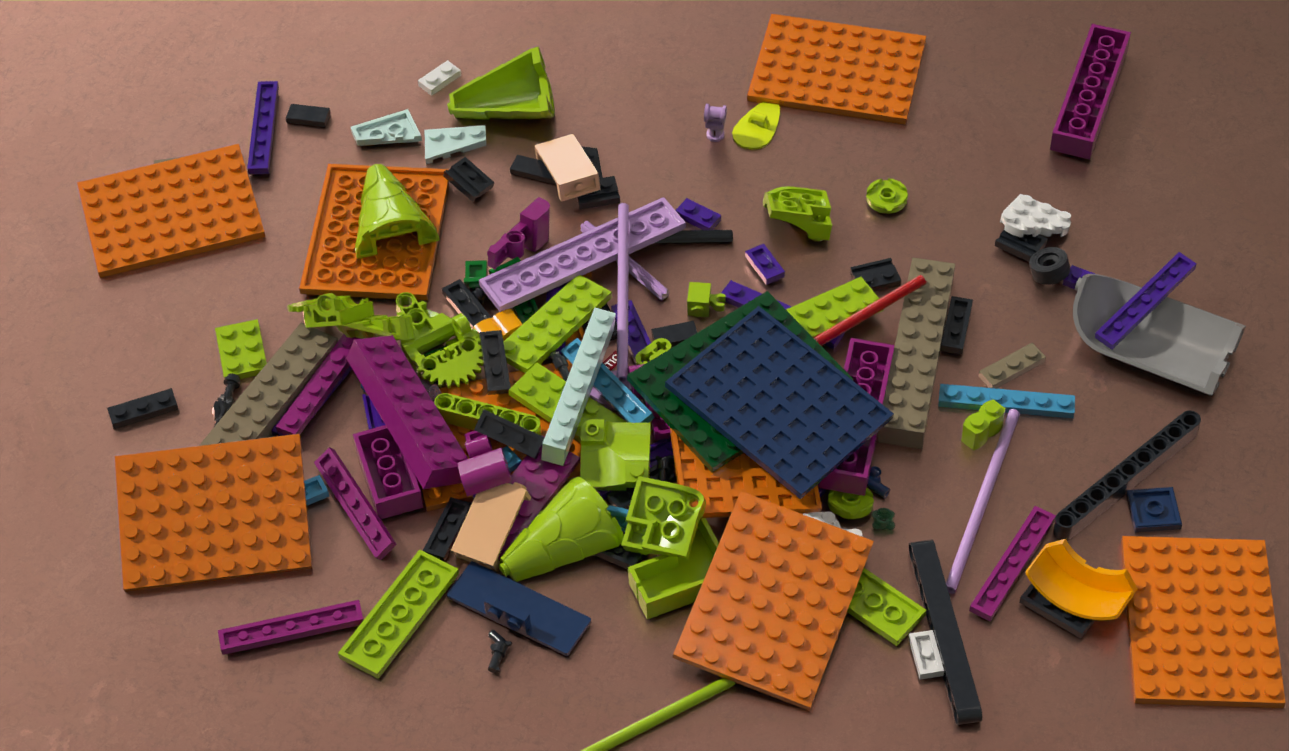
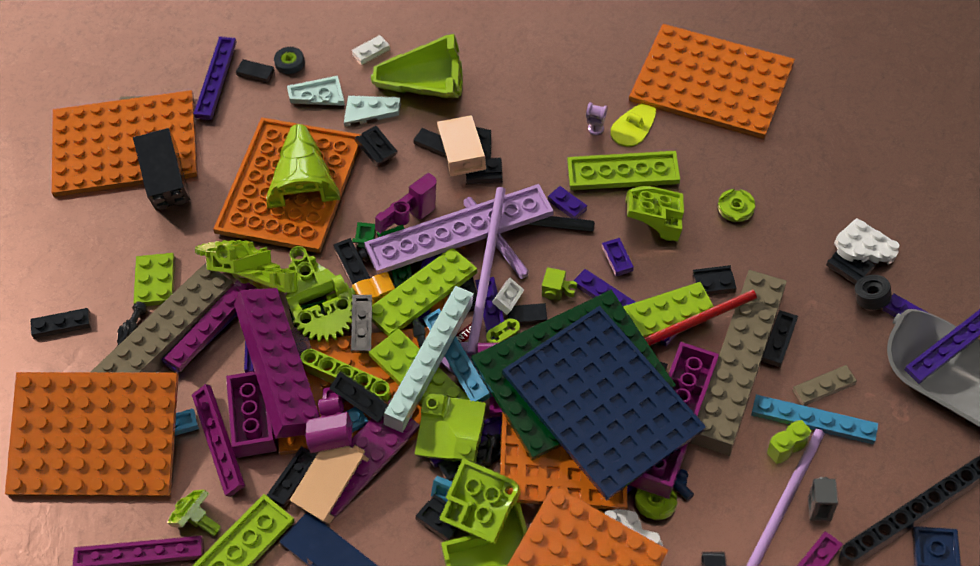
camera: 10 degrees right, 5 degrees up
(228, 229) = (161, 169): none -> black brick
(342, 577) = (189, 510): none -> lime piece
(349, 92) = (289, 53): none -> black bush
(563, 533) = (390, 498): lime cone -> none
(651, 317) = (508, 296): none -> white plate
(754, 174) = (623, 170): none -> lime plate
(883, 514) = (688, 519): clear green plate -> none
(1028, 474) = (822, 499): none -> dark grey brick
(1090, 91) = (933, 129): magenta brick -> none

